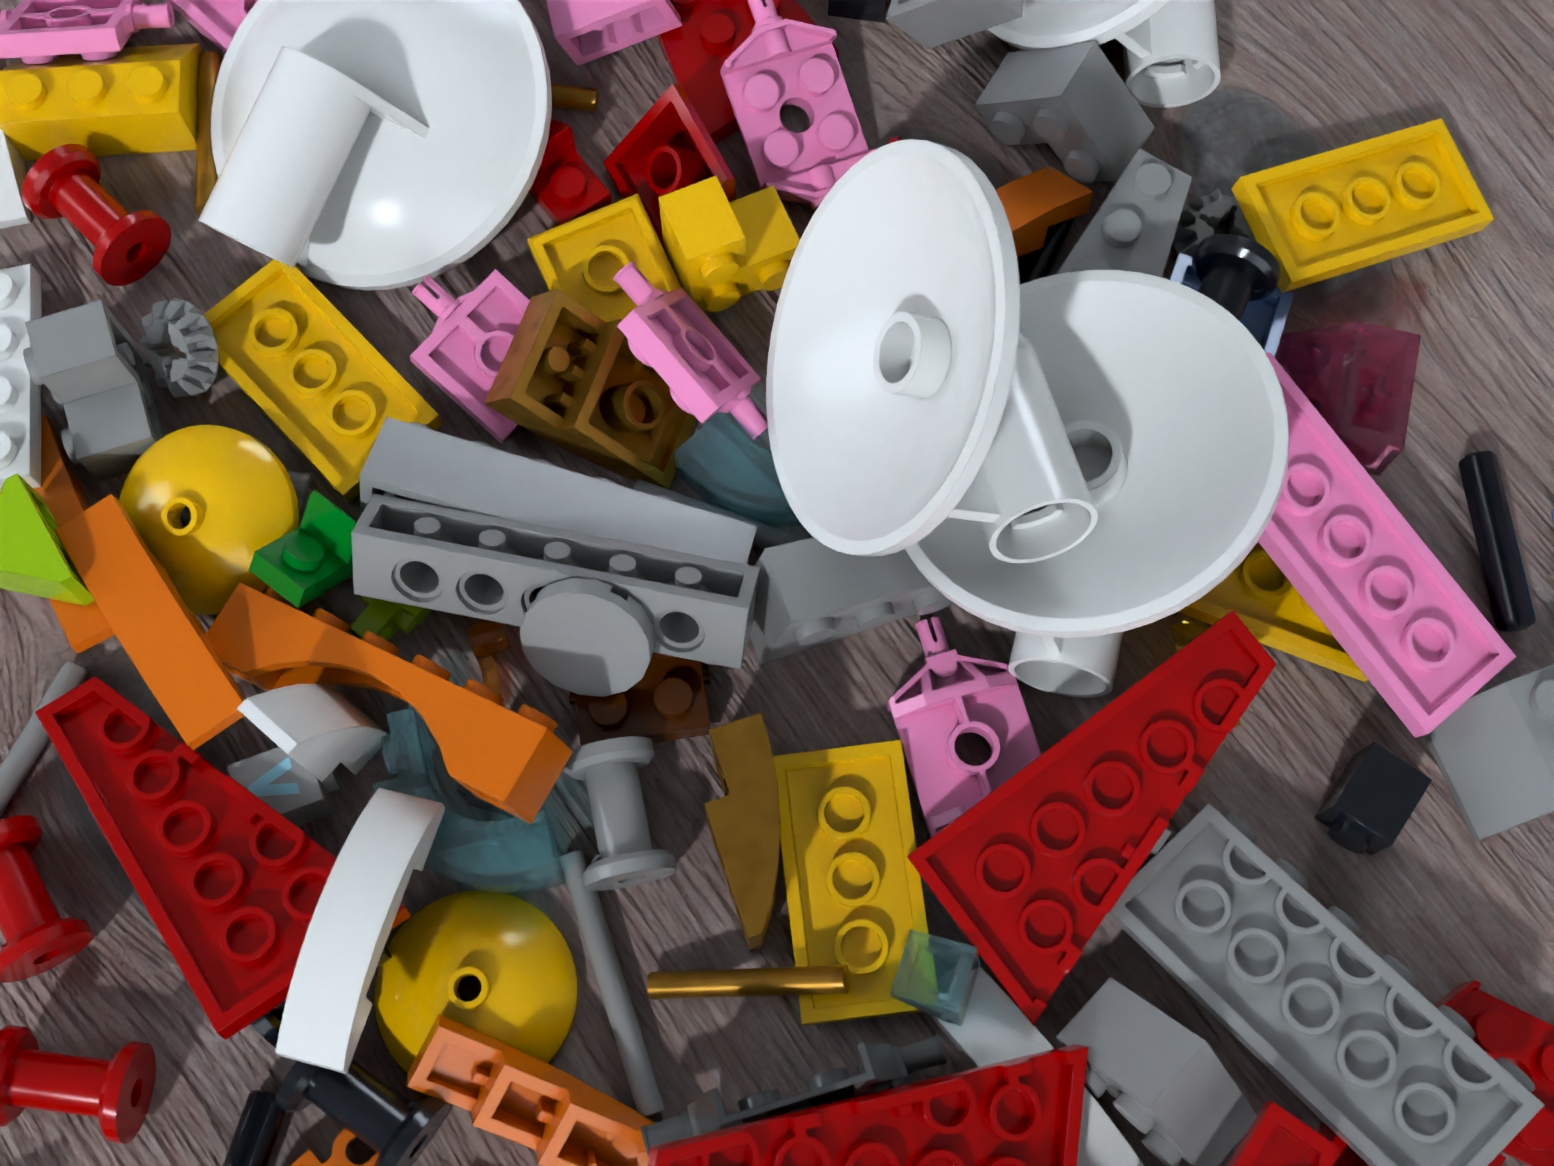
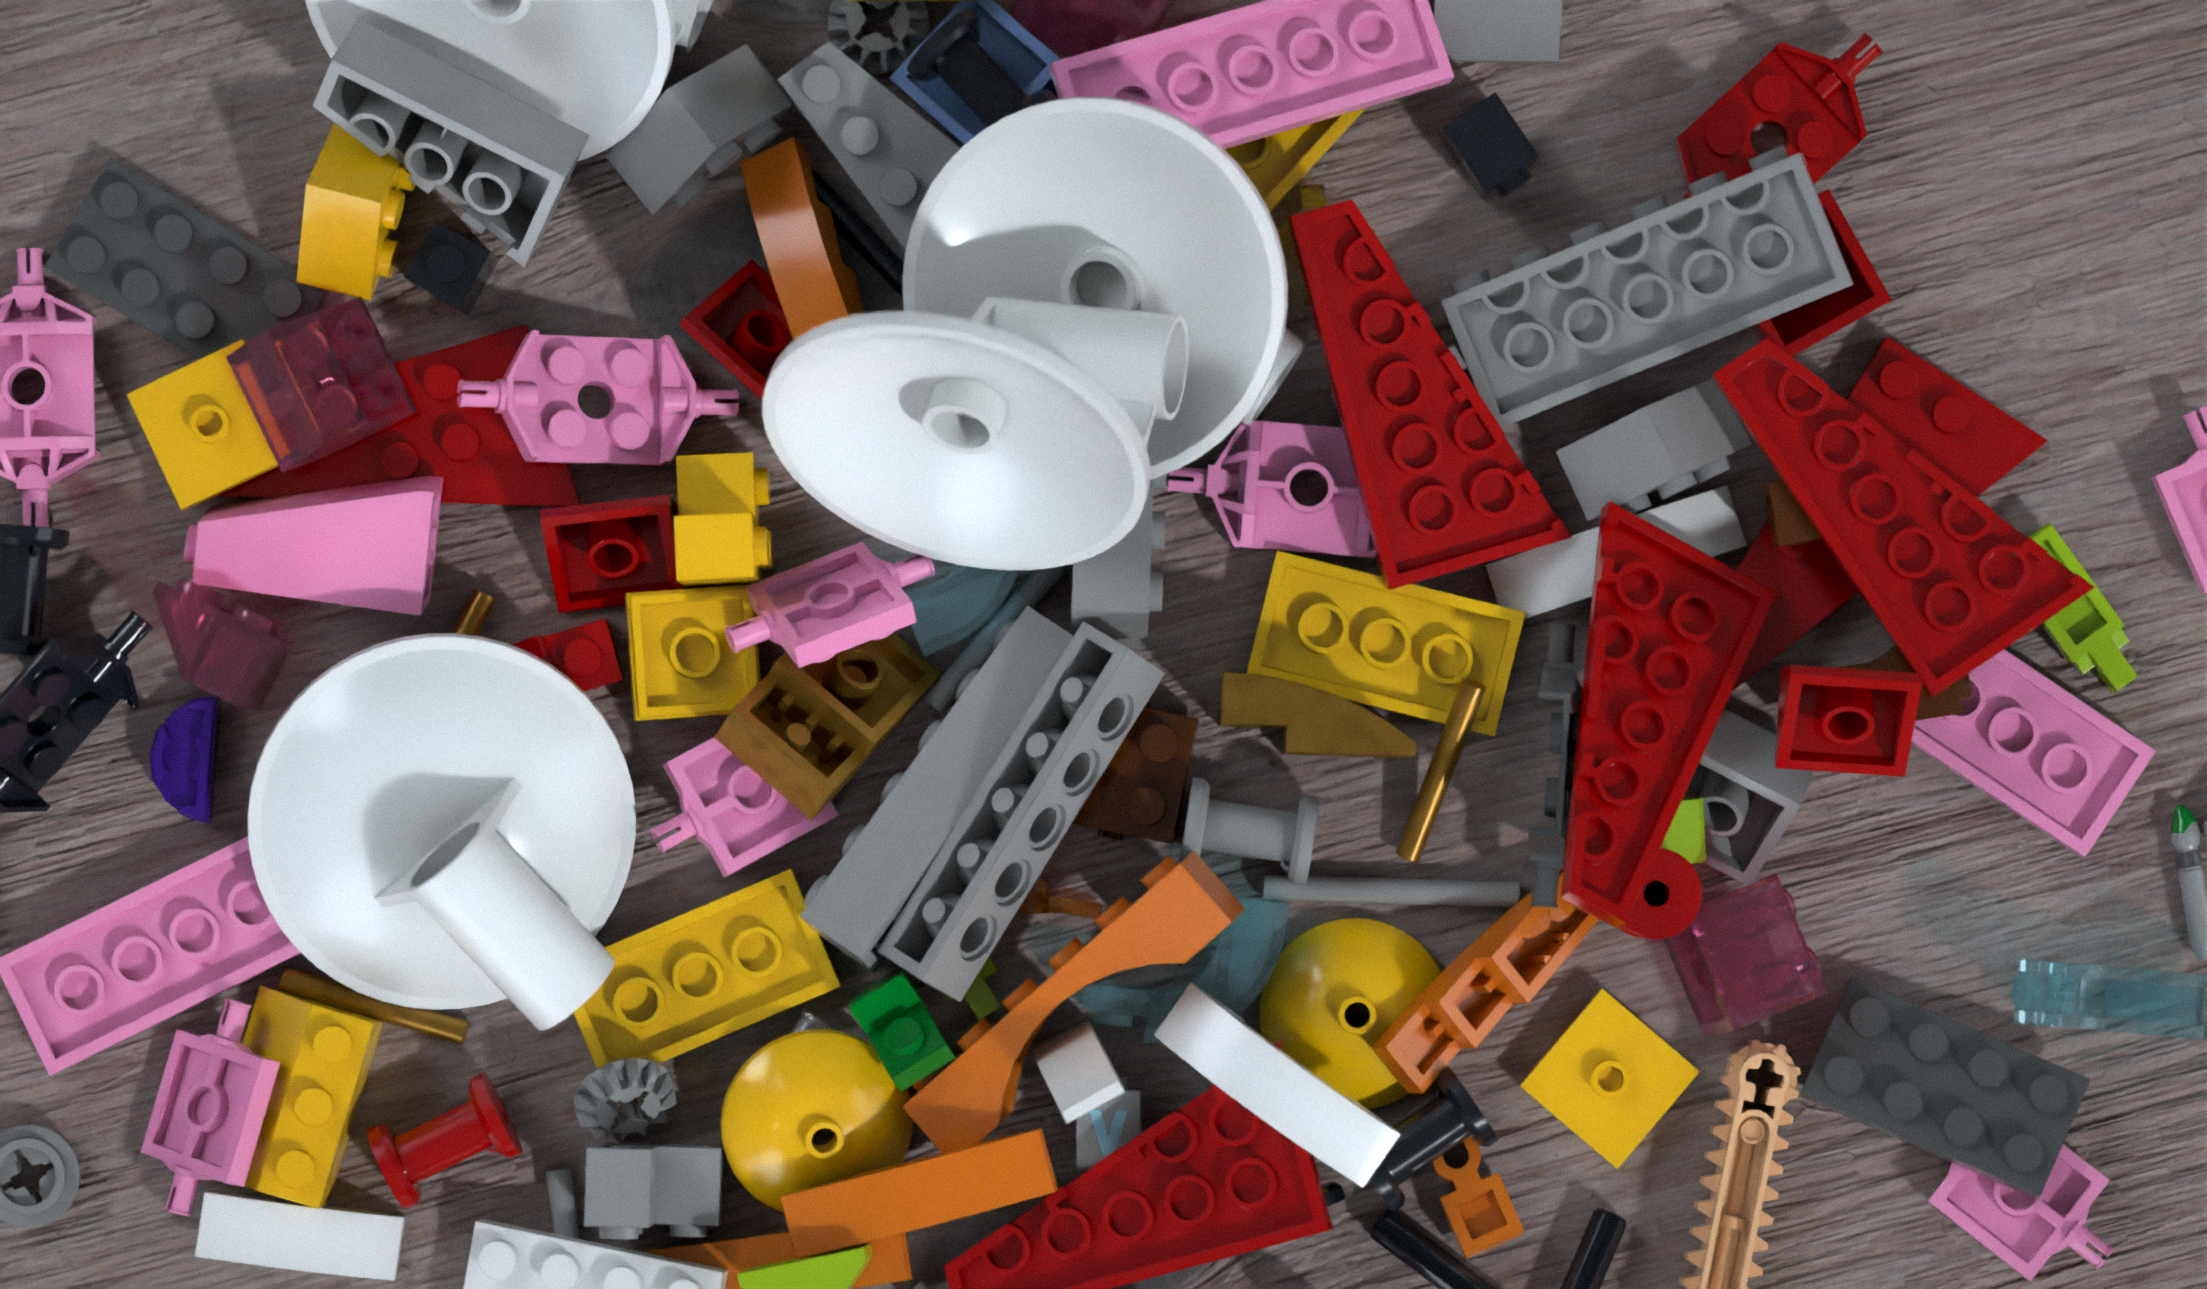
camera: 65 degrees left, 15 degrees up
(587, 637) = (1090, 801): light grey tile -> none
(937, 976) = (1500, 604): clear light blue slope -> none

